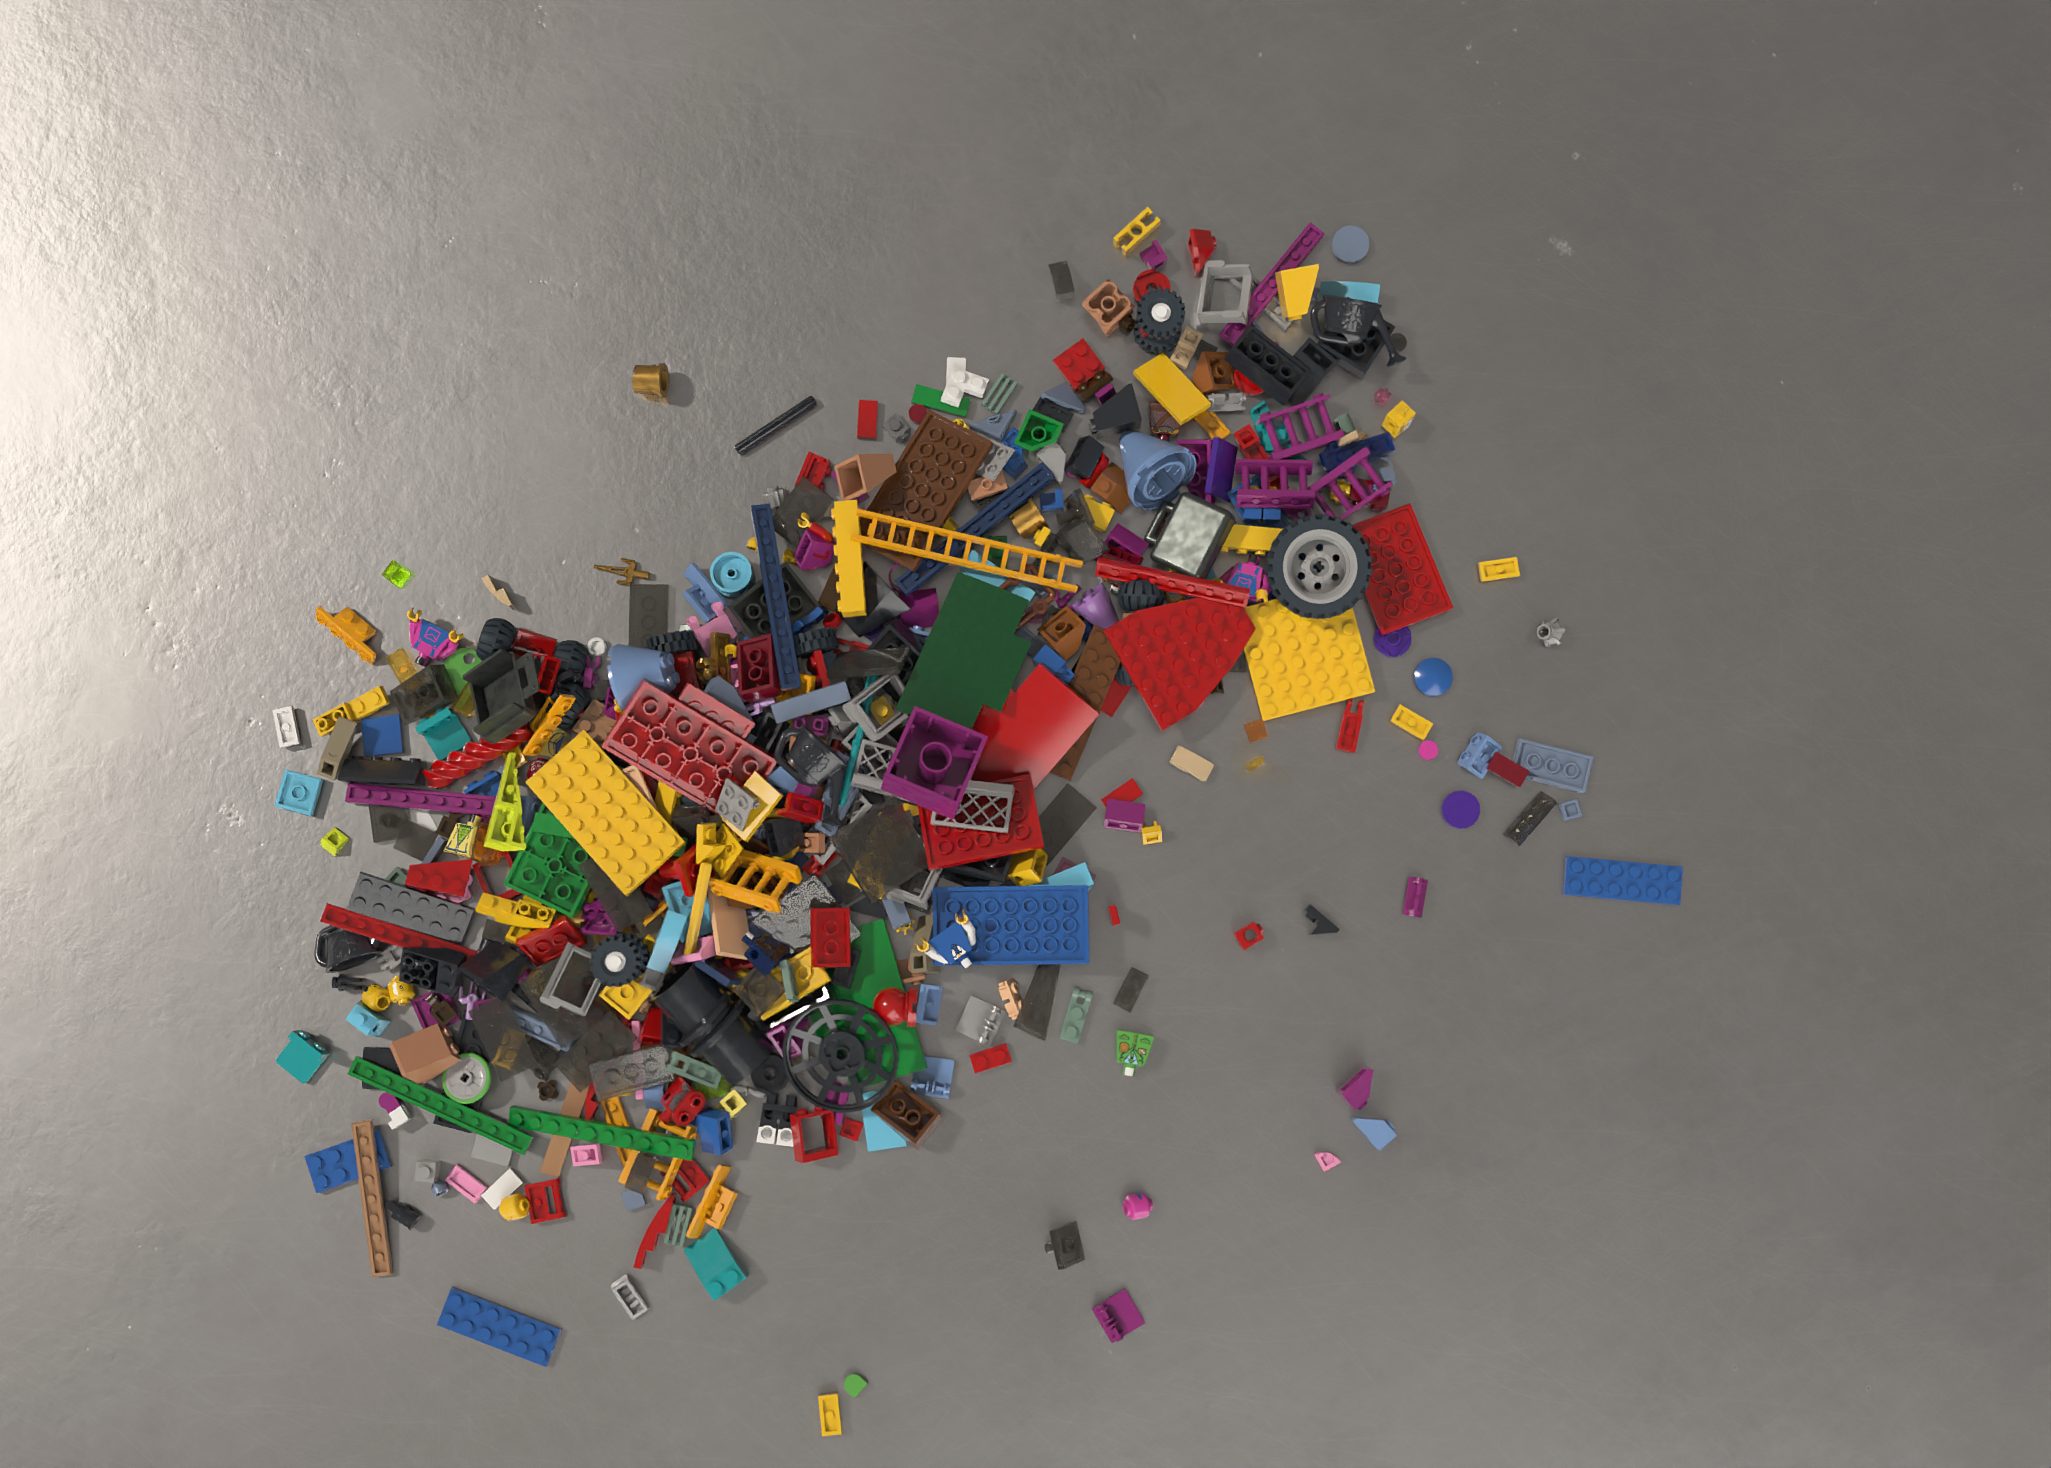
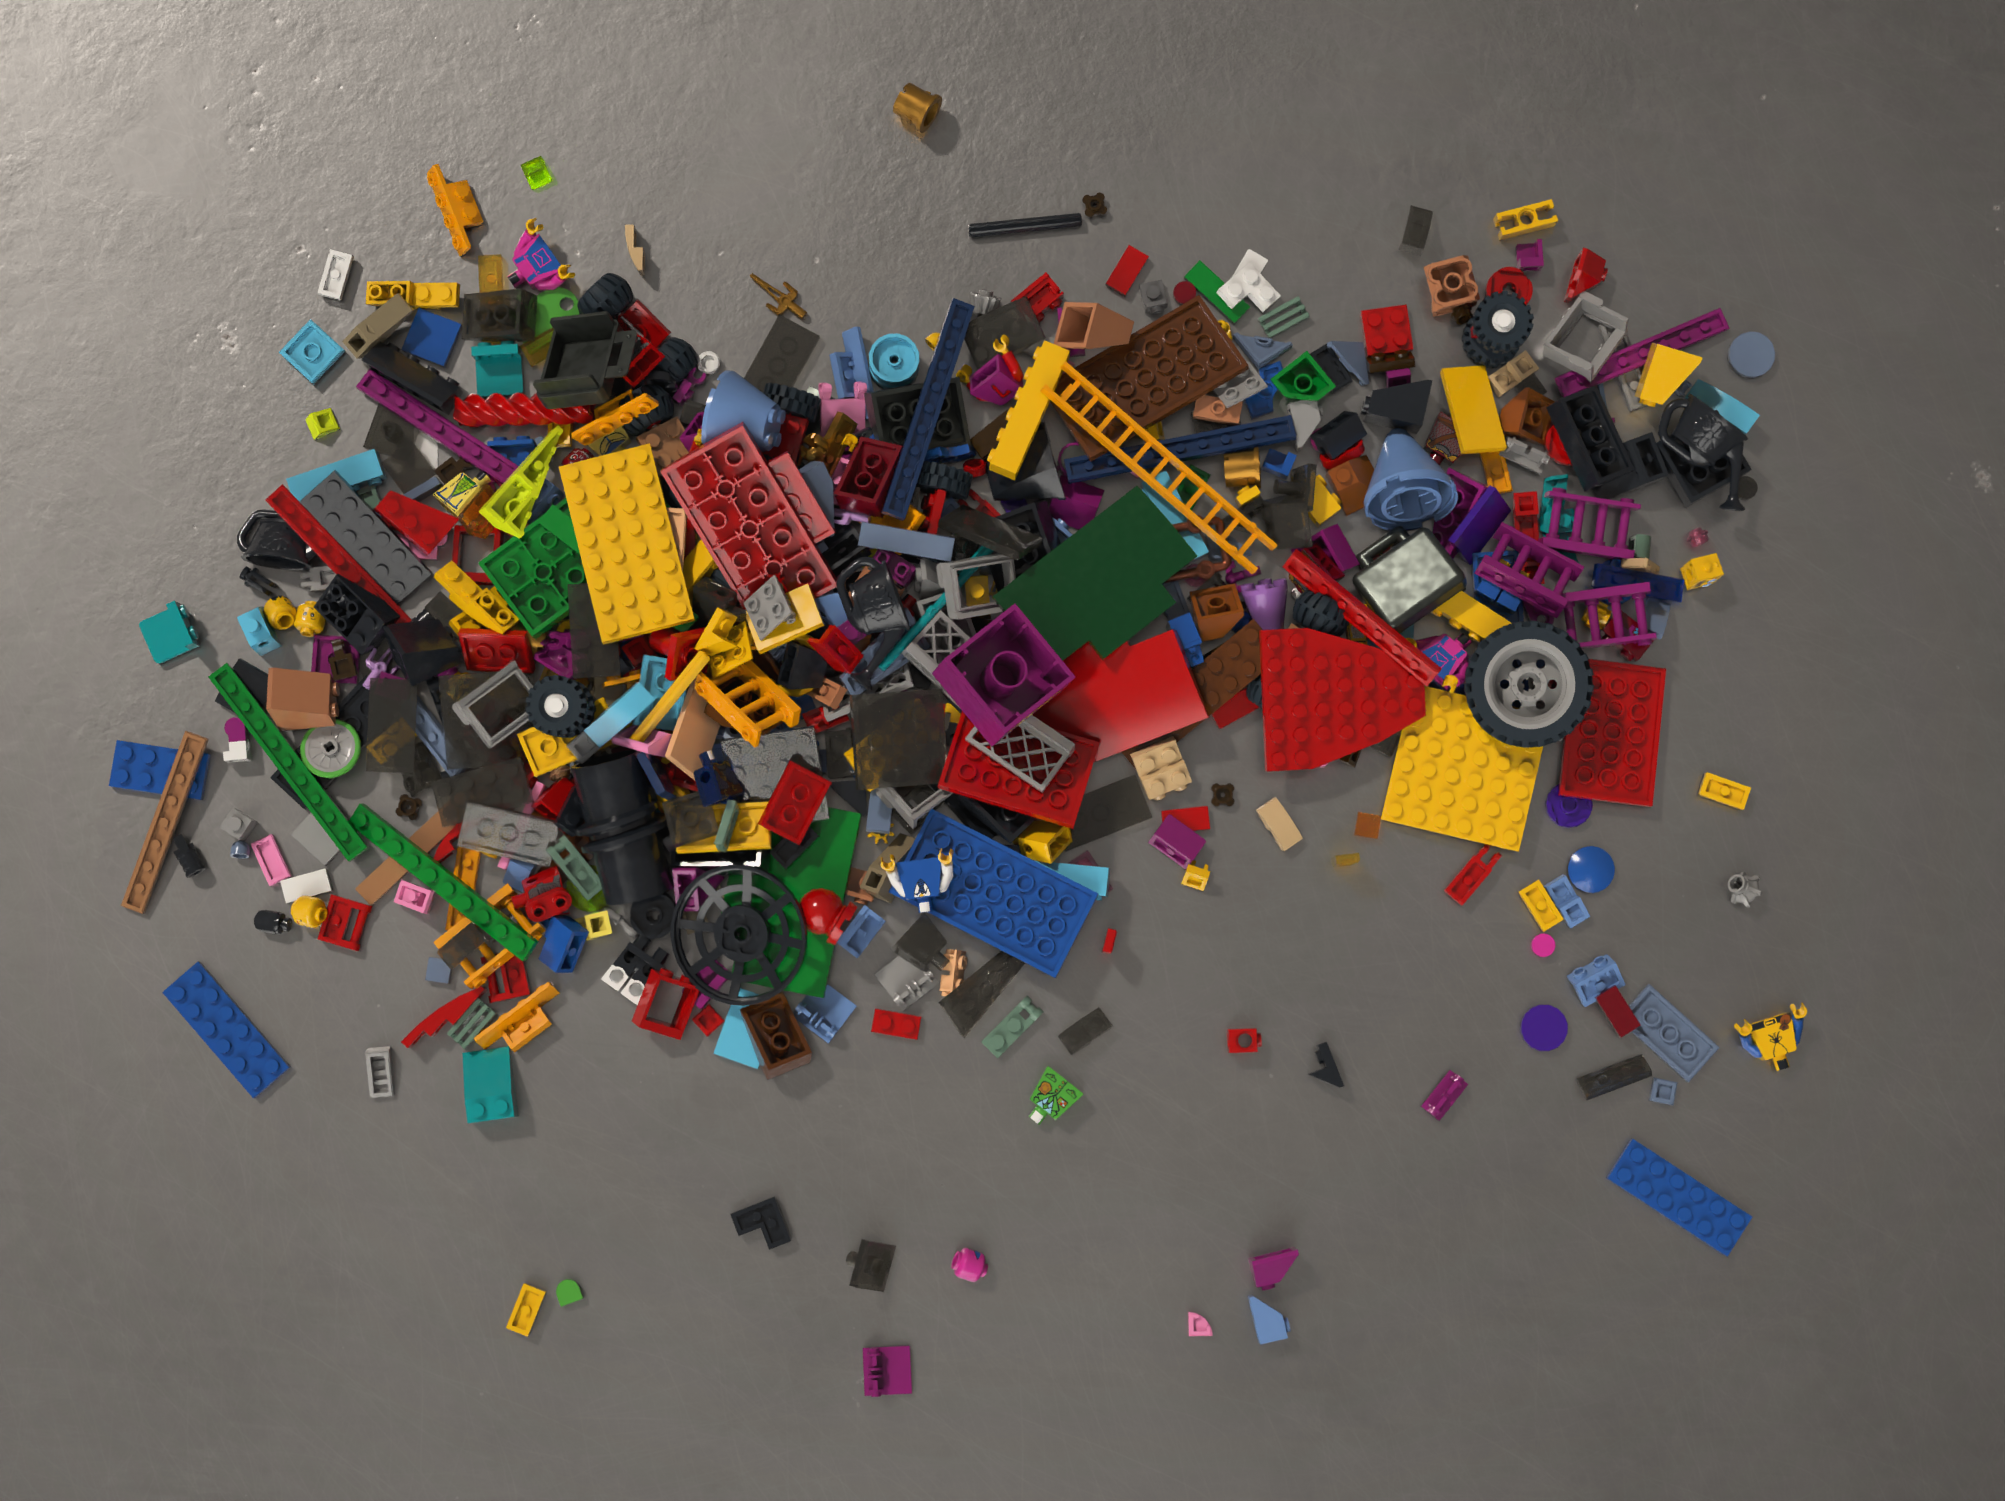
camera: 25 degrees right, 0 degrees up
(377, 863) = (357, 470): none -> medium azure brick
(491, 1229) = (272, 922): none -> black arm
(823, 384) = (1094, 211): none -> dark brown plate
(970, 1250) = (764, 1216): none -> black plate
(979, 990) = (922, 945): none -> clear smoke torso
(1084, 769) = (1161, 769): none -> tan plate
(1144, 765) = (1218, 789): none -> dark brown plate
(1428, 709) = (1567, 901): none -> medium blue slope
(1628, 727) = (1773, 1036): none -> torso

